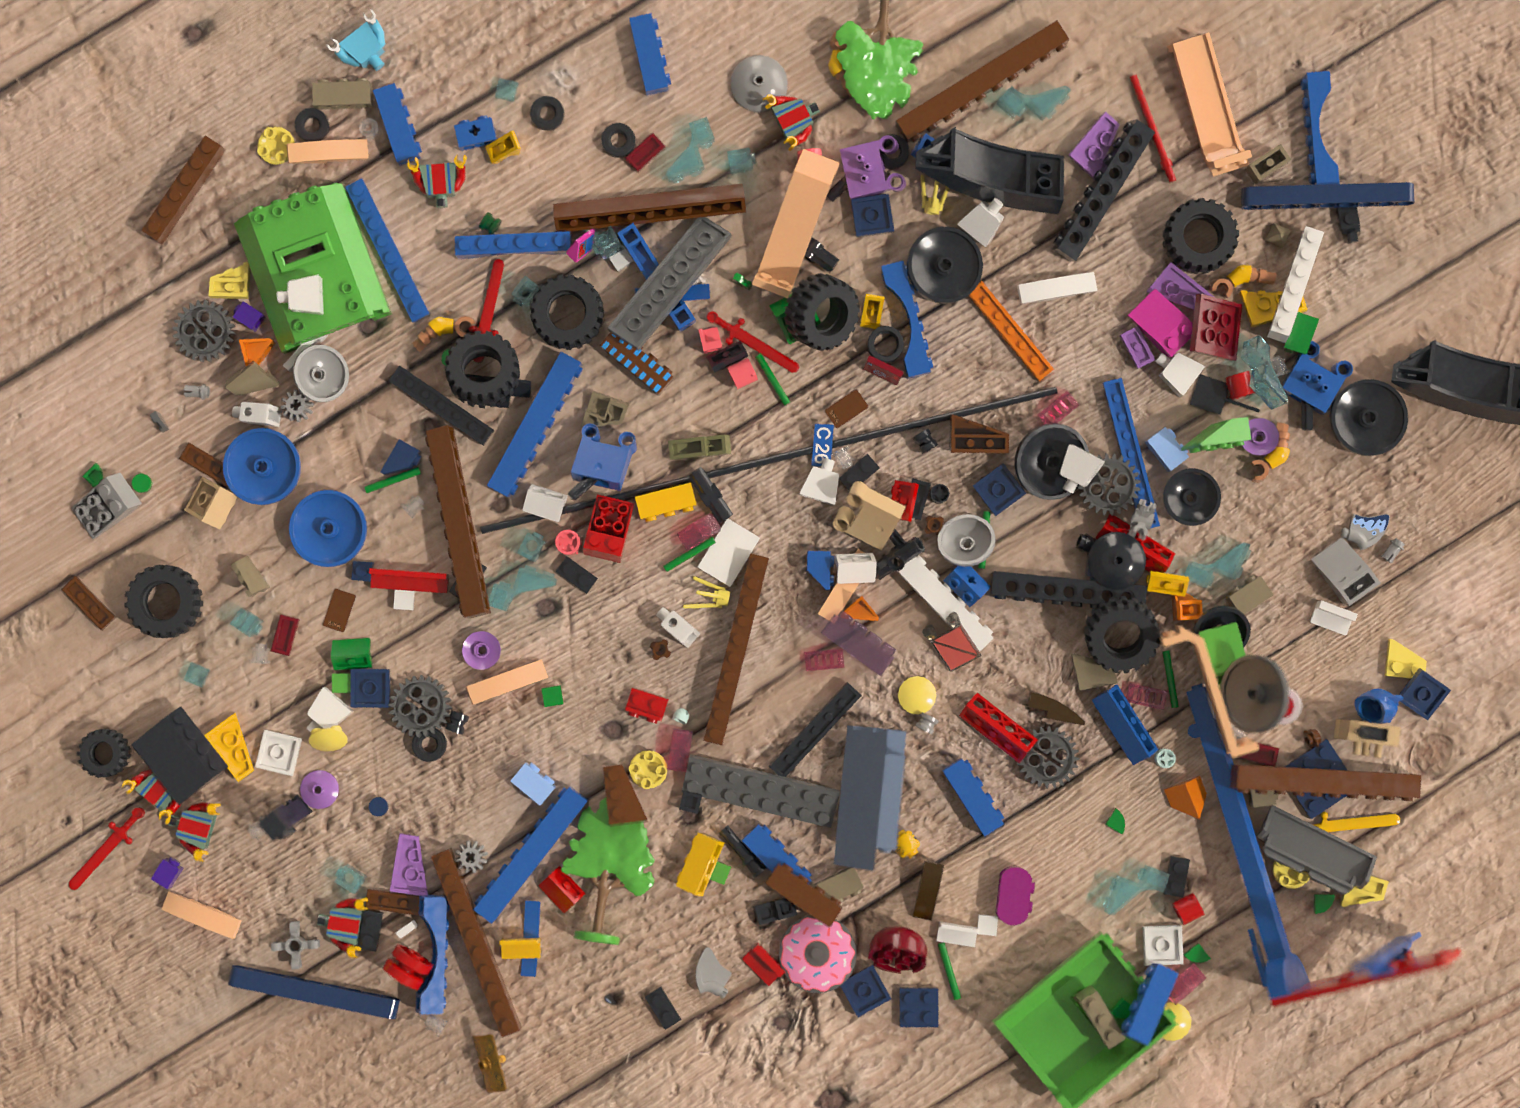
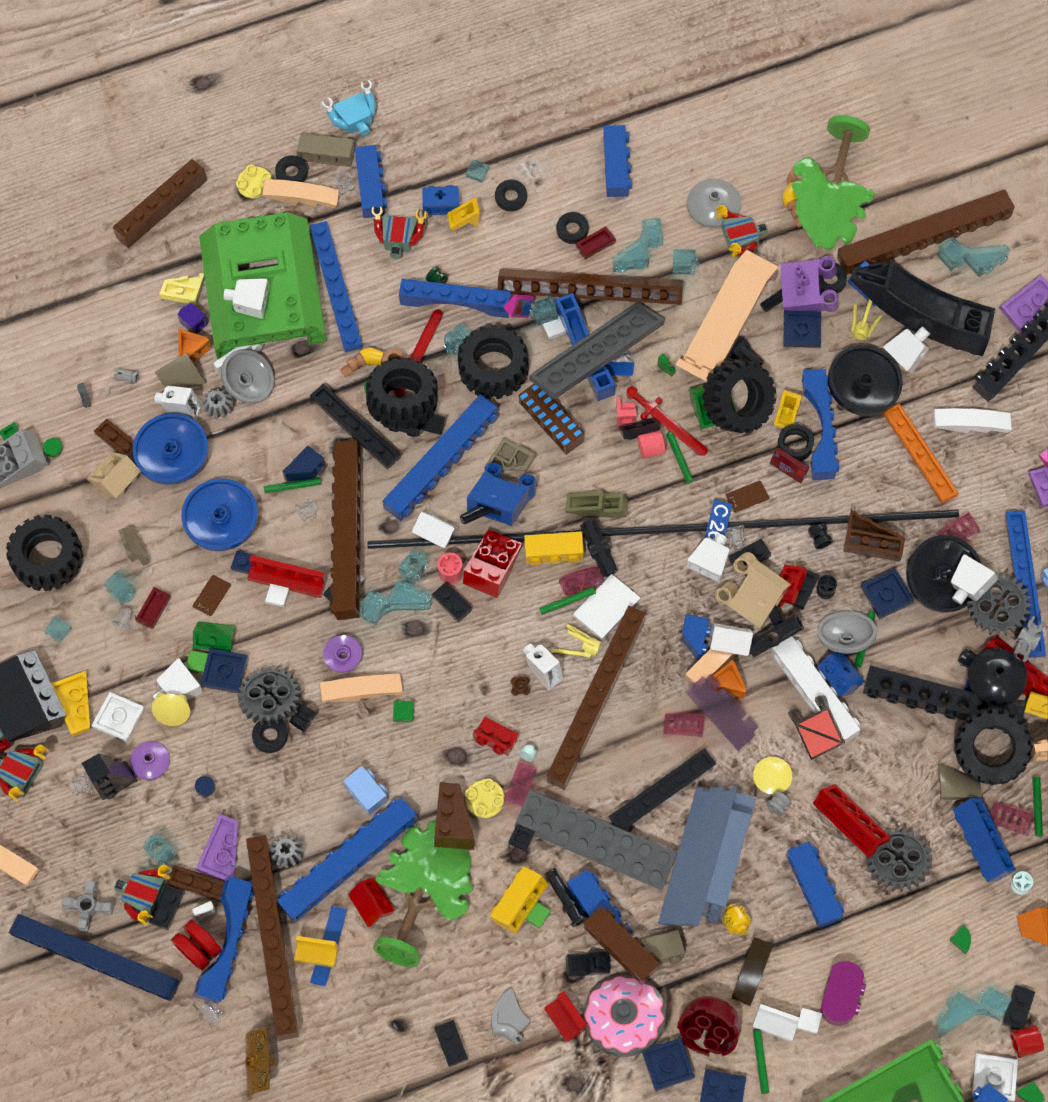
camera: 15 degrees right, 20 degrees down
(191, 342) = (131, 332): dark grey gear -> none
(930, 521) = (813, 611): reddish brown plate -> none
(1054, 709) = (913, 813): dark brown slope -> none

